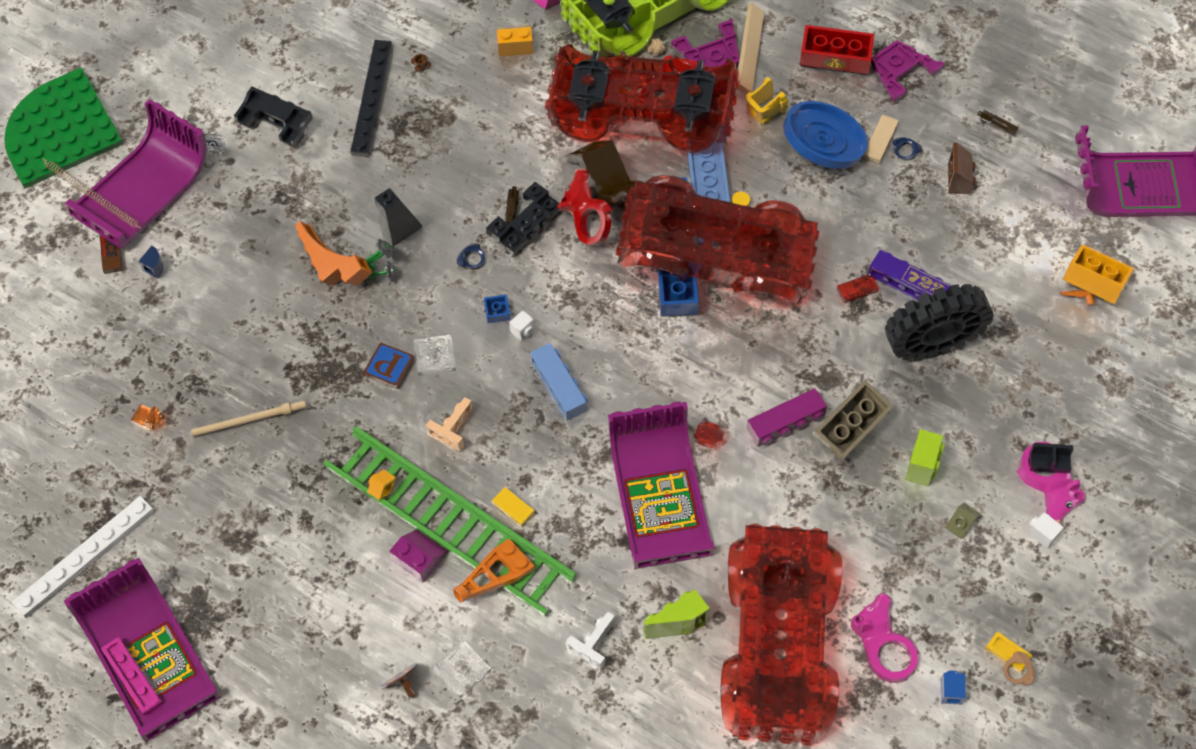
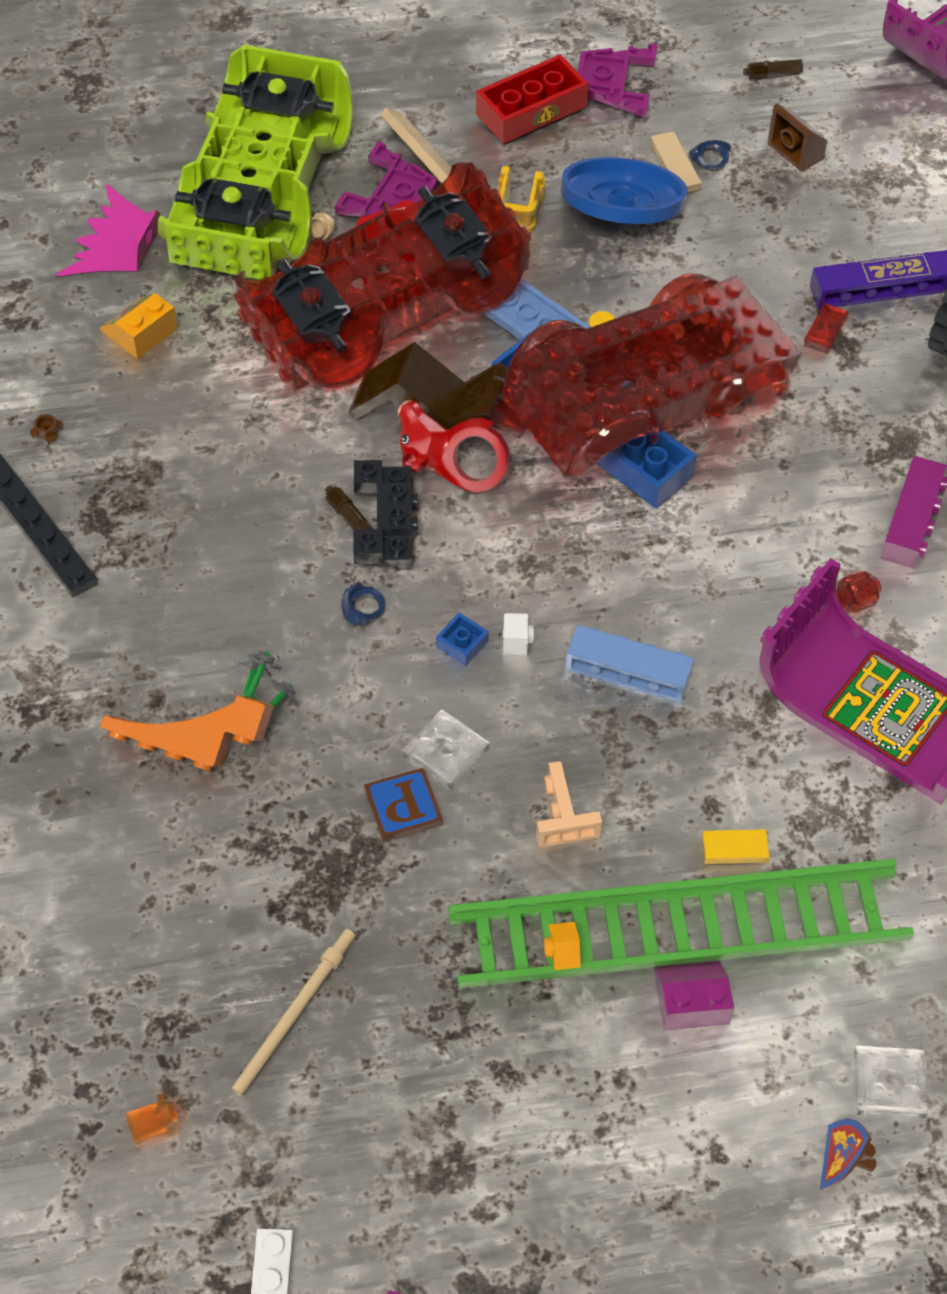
camera: 45 degrees left, 5 degrees down
(395, 217) = (233, 618): black slope -> none
(513, 560) = (813, 904): orange plate -> none

